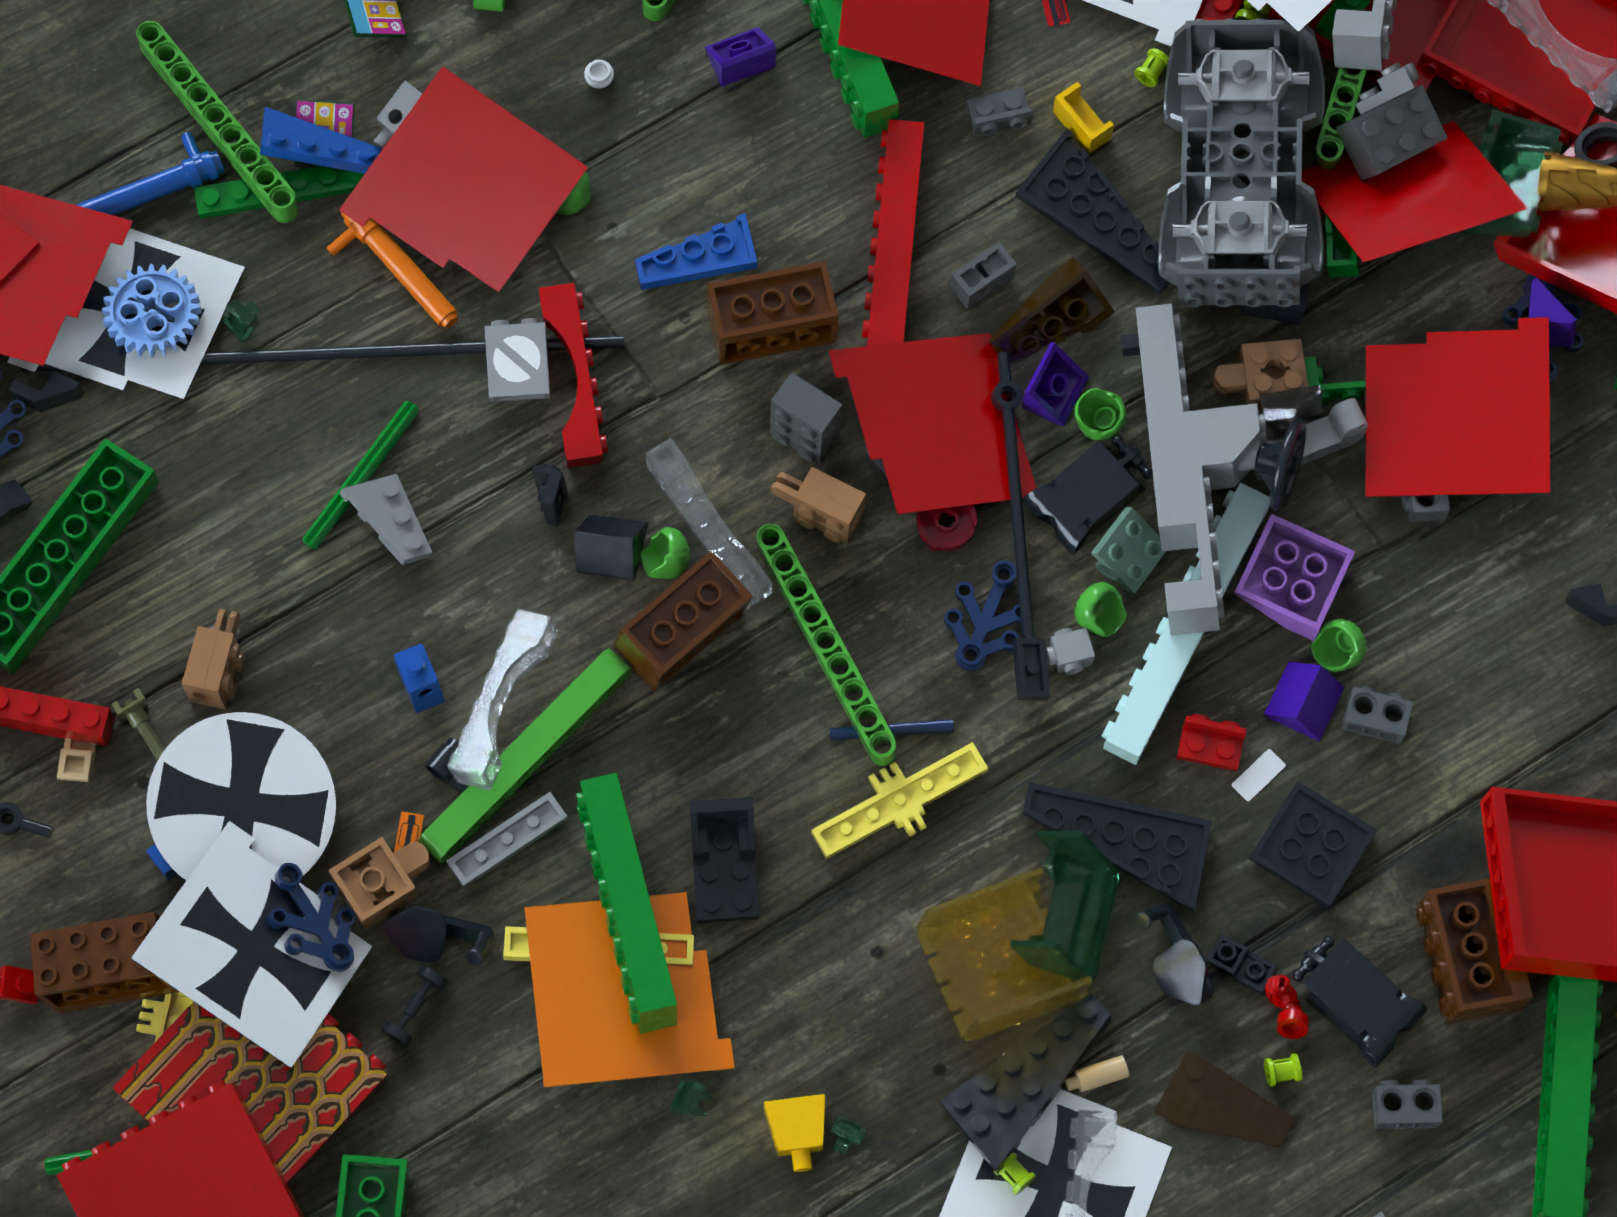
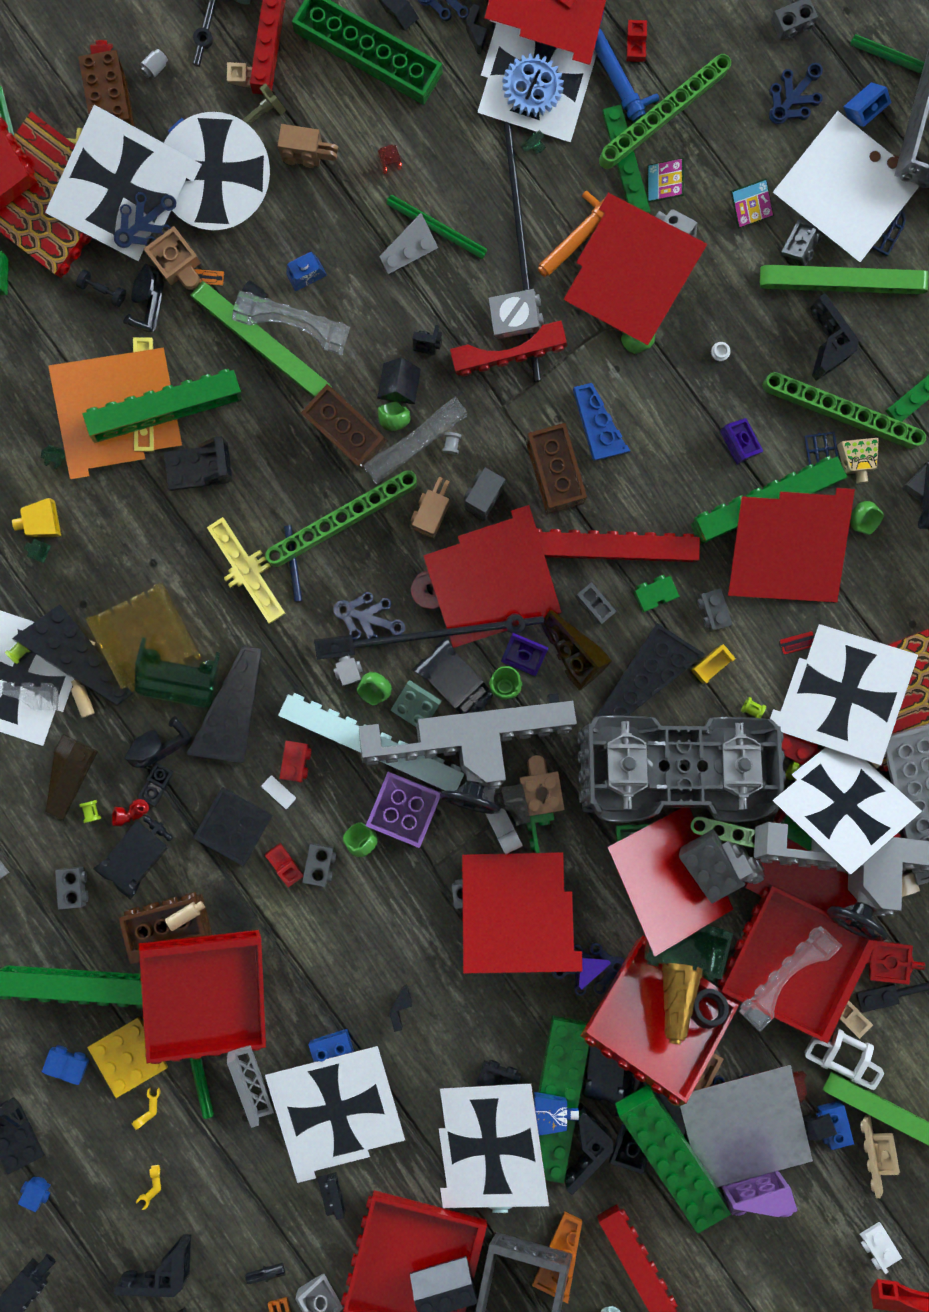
camera: 85 degrees right, 15 degrees up
(41, 900) = (153, 63): none -> light grey brick
(92, 160) = (636, 40): none -> red slope
(243, 537) = (389, 155): none -> clear red window
(312, 144) = (652, 171): blue wing -> none
(507, 839) = (207, 334): light grey plate -> none
(714, 473) = (451, 443): none -> light grey bush
(971, 197) = (661, 590): none -> green brick
(1304, 699) = (327, 819): dark purple slope -> none
(1375, 770) = (284, 865): none -> red slope
(1457, 902) = (184, 915): none -> tan cylinder

